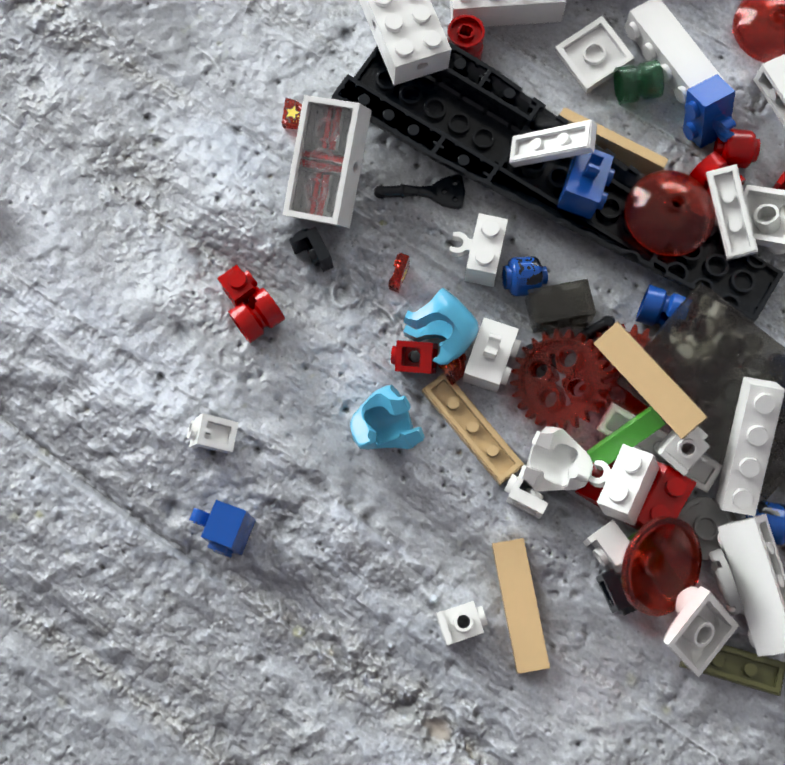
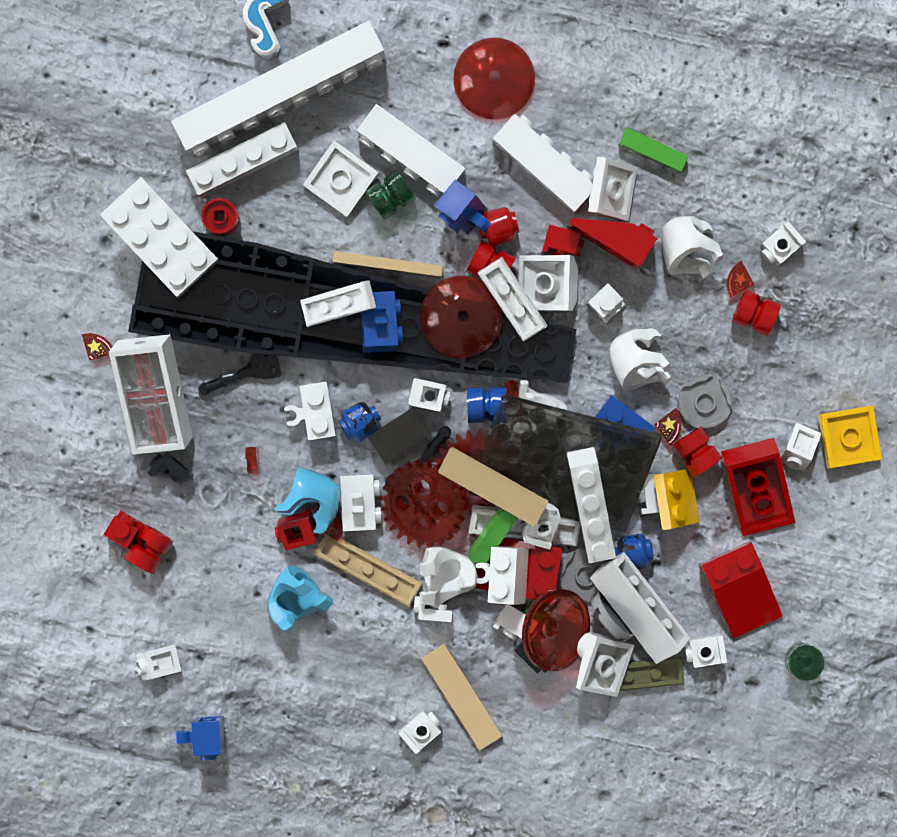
camera: 25 degrees left, 15 degrees up
(606, 269) = (418, 391): none -> white brick

